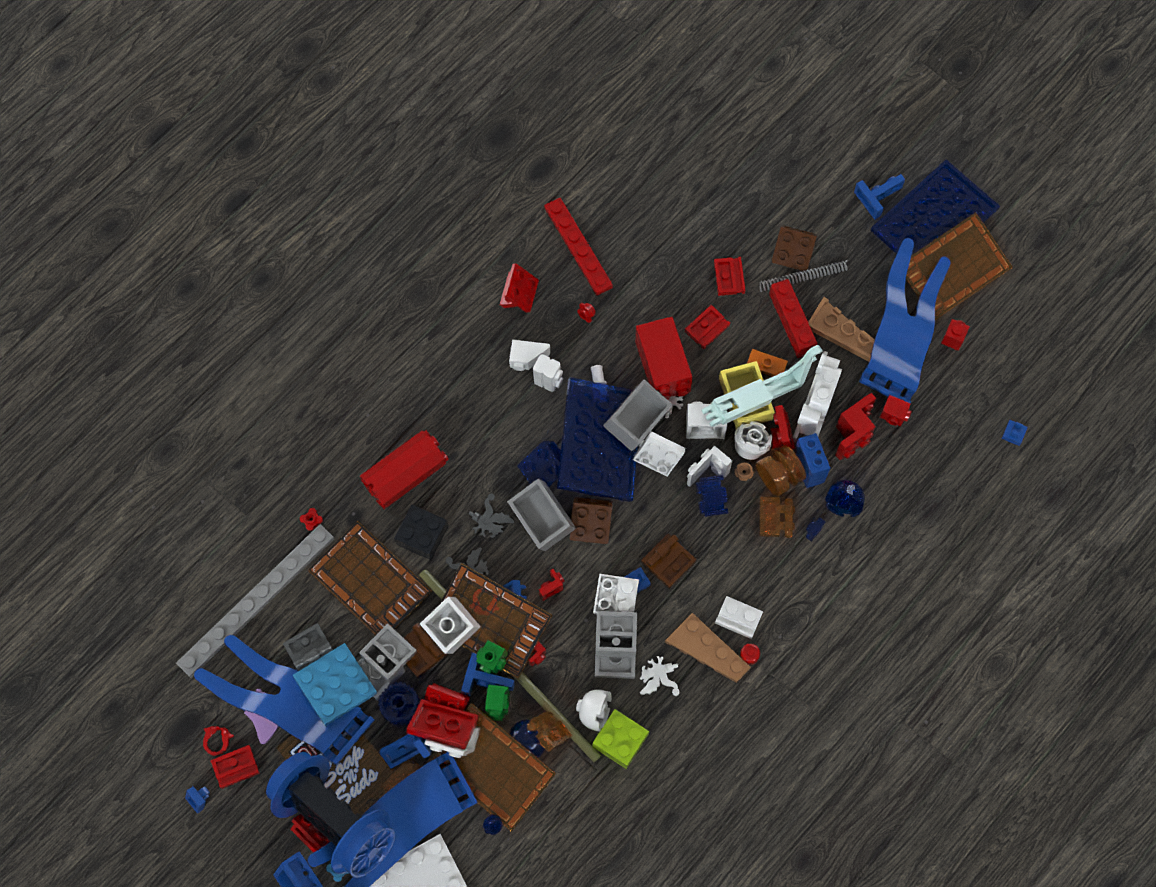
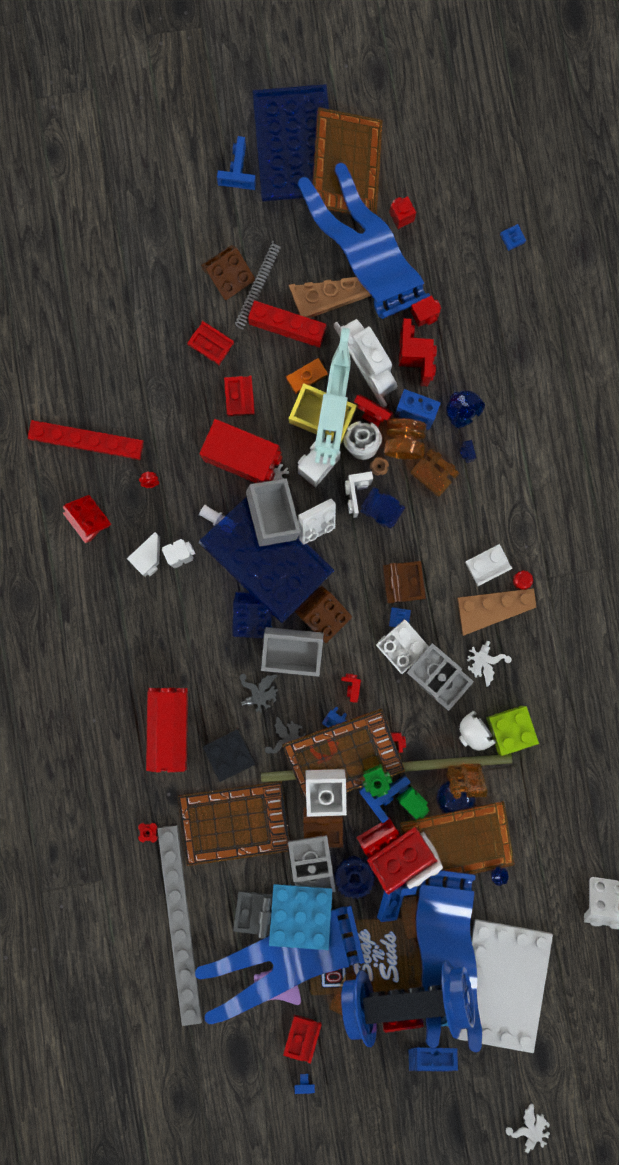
camera: 55 degrees left, 15 degrees up
(226, 735) = (270, 1027): red piece -> none

